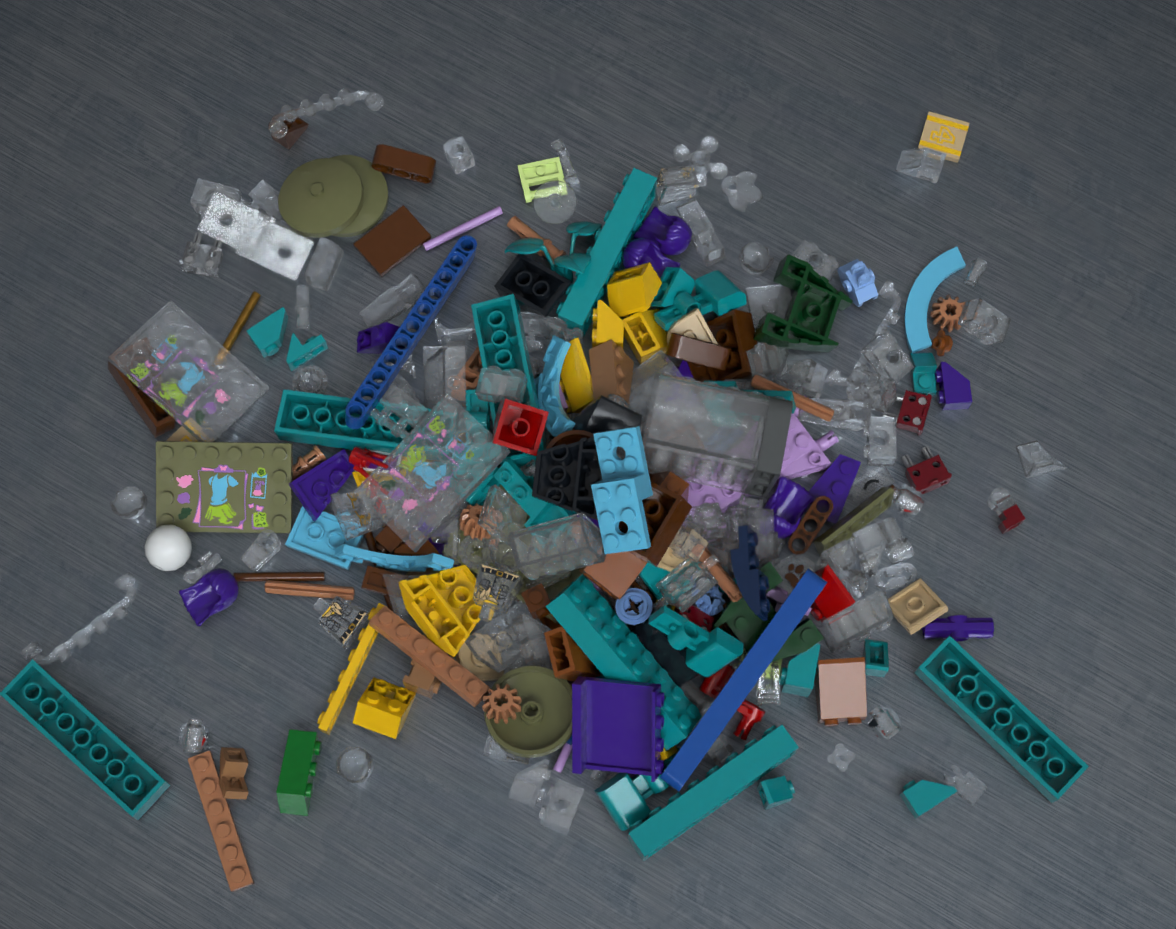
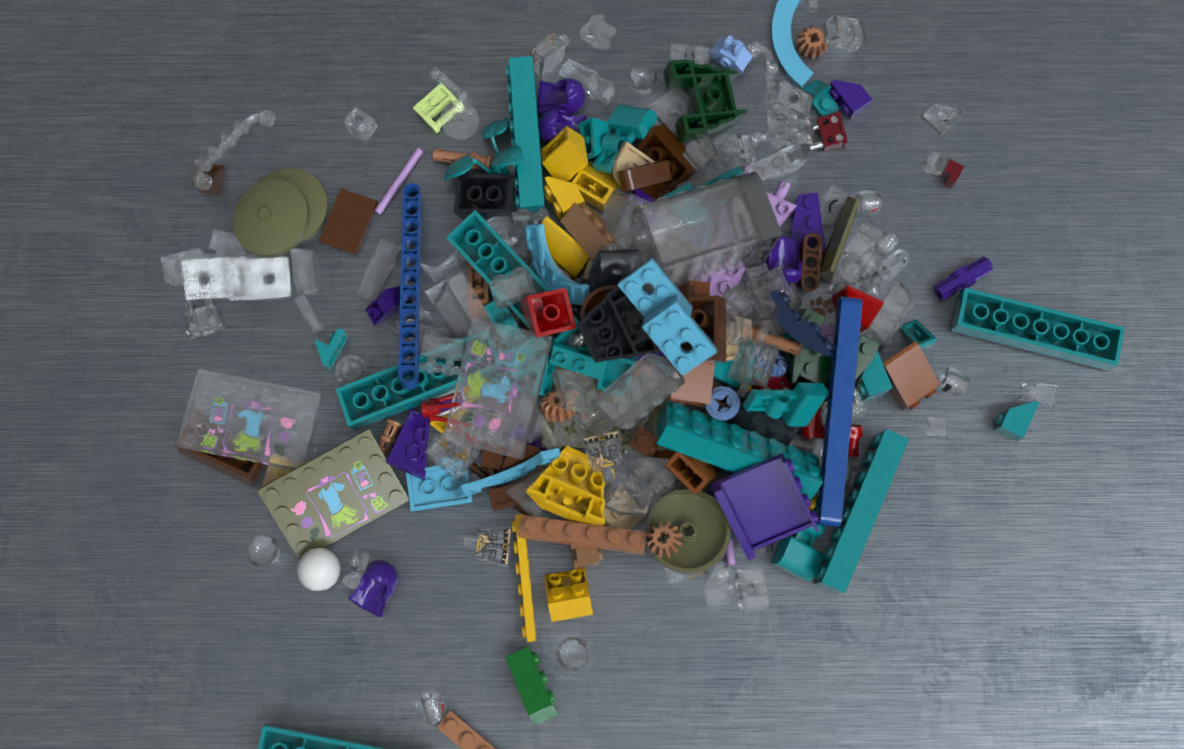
camera: 30 degrees left, 5 degrees up
(81, 637) = (291, 682): clear bar -> none
(232, 772) = (478, 715): medium nougat slope -> none
(241, 320) = (265, 352): pearl gold bar -> none
(260, 551) = (394, 530): clear piece -> none
(269, 333) = (294, 350): teal slope -> none
(279, 576) = (421, 539): reddish brown bar -> none
(309, 590) = (451, 536): nougat axle -> none
(403, 163) = (321, 155): reddish brown beam -> none
(709, 145) = (553, 10): clear piece -> none
(775, 791) = (906, 483): teal slope -> none
(800, 401) = (760, 169): nougat axle -> none
(880, 454) = (821, 157): clear brick -> none
(916, 606) = (925, 278): tan tile -> none
(927, 475) = (870, 174): dark red piece -> none
(942, 343) = (823, 64): dark orange plate -> none

